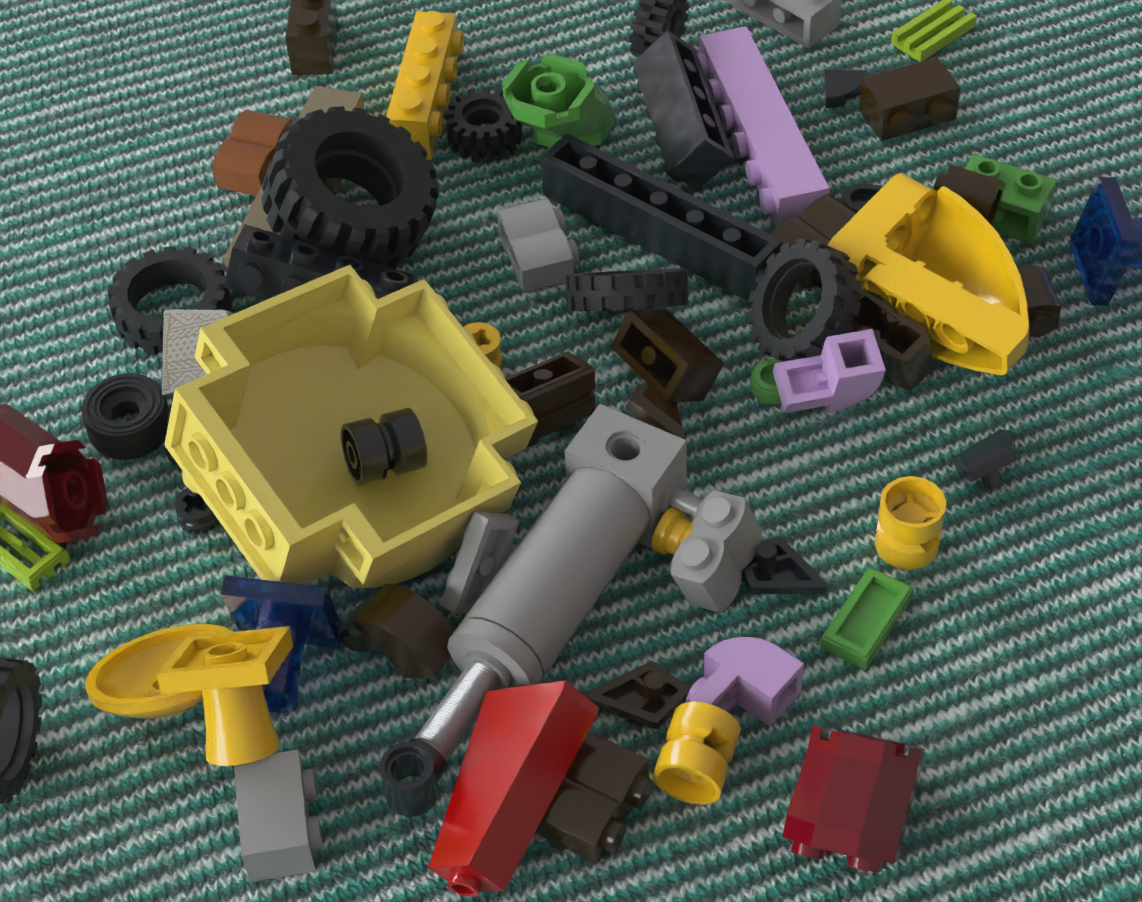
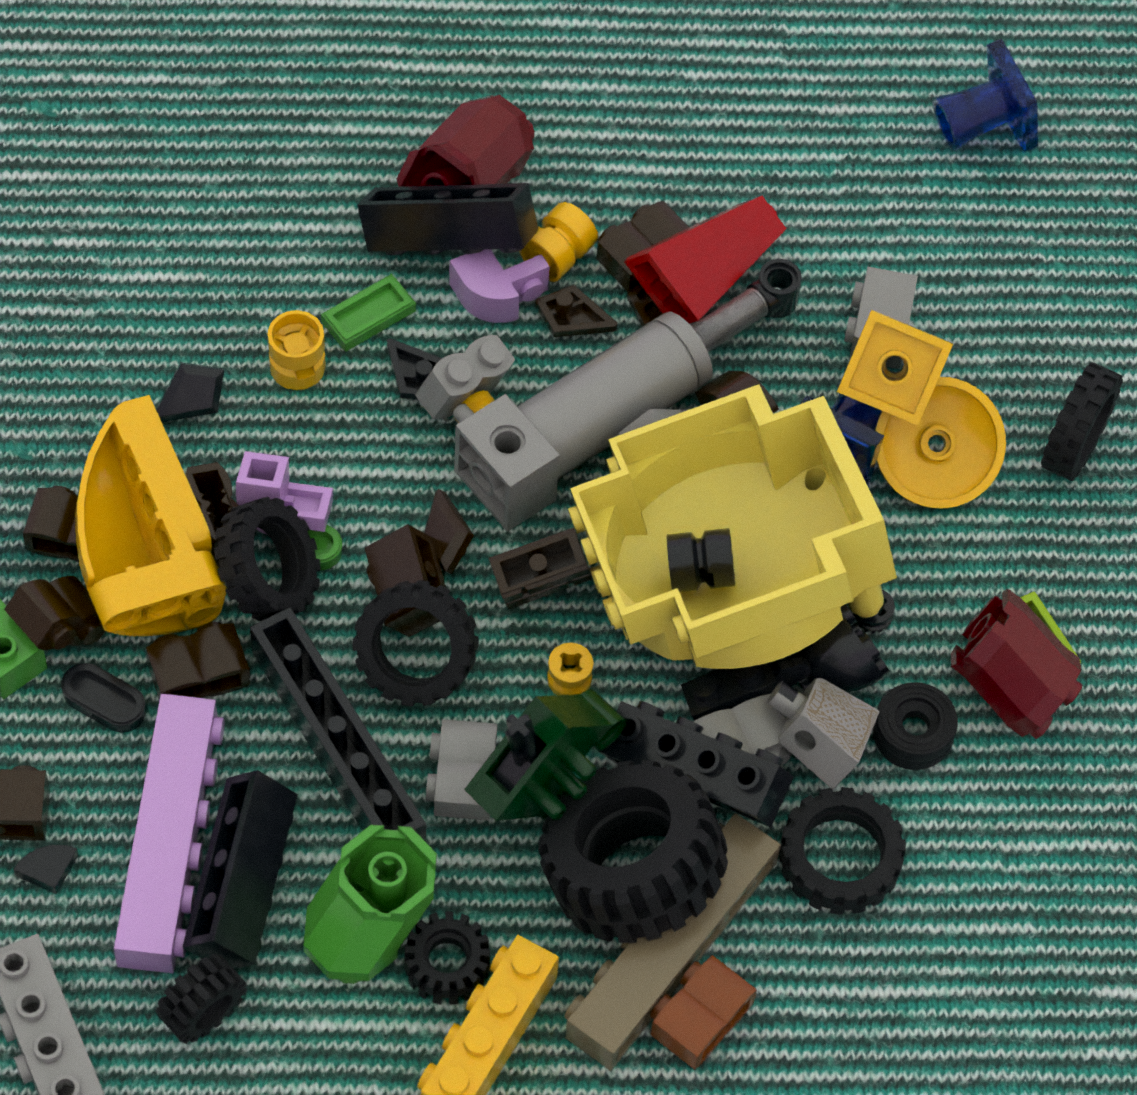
camera: 165 degrees left, 10 degrees up
(453, 200) = (542, 752): none -> dark green piece
(828, 685) = (448, 218): none -> black brick

